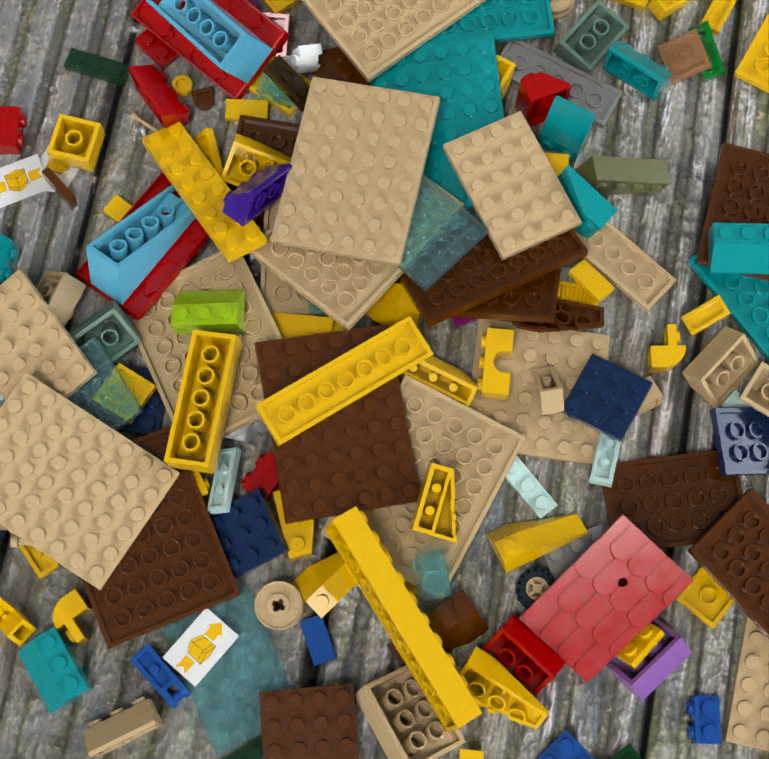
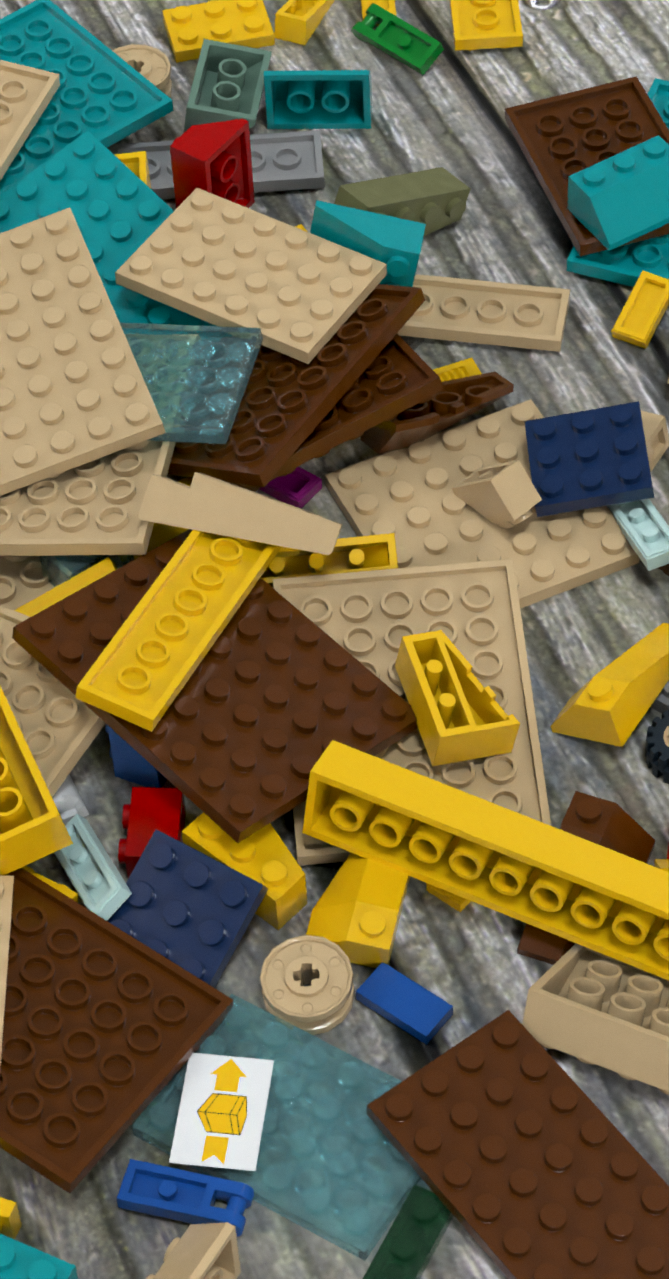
camera: 30 degrees left, 25 degrees down
(402, 339) = (236, 512): none -> tan wedge
(432, 574) = (518, 788): clear light blue brick -> none
(493, 382) = (379, 480): yellow arch -> none
(530, 489) = (571, 637): light aqua plate -> none
(566, 128) = (276, 177): teal slope -> none
(591, 281) = (454, 352): yellow tile -> none
(666, 357) = (626, 373): yellow brick -> none
(684, 56) = (375, 49): medium nougat tile -> none

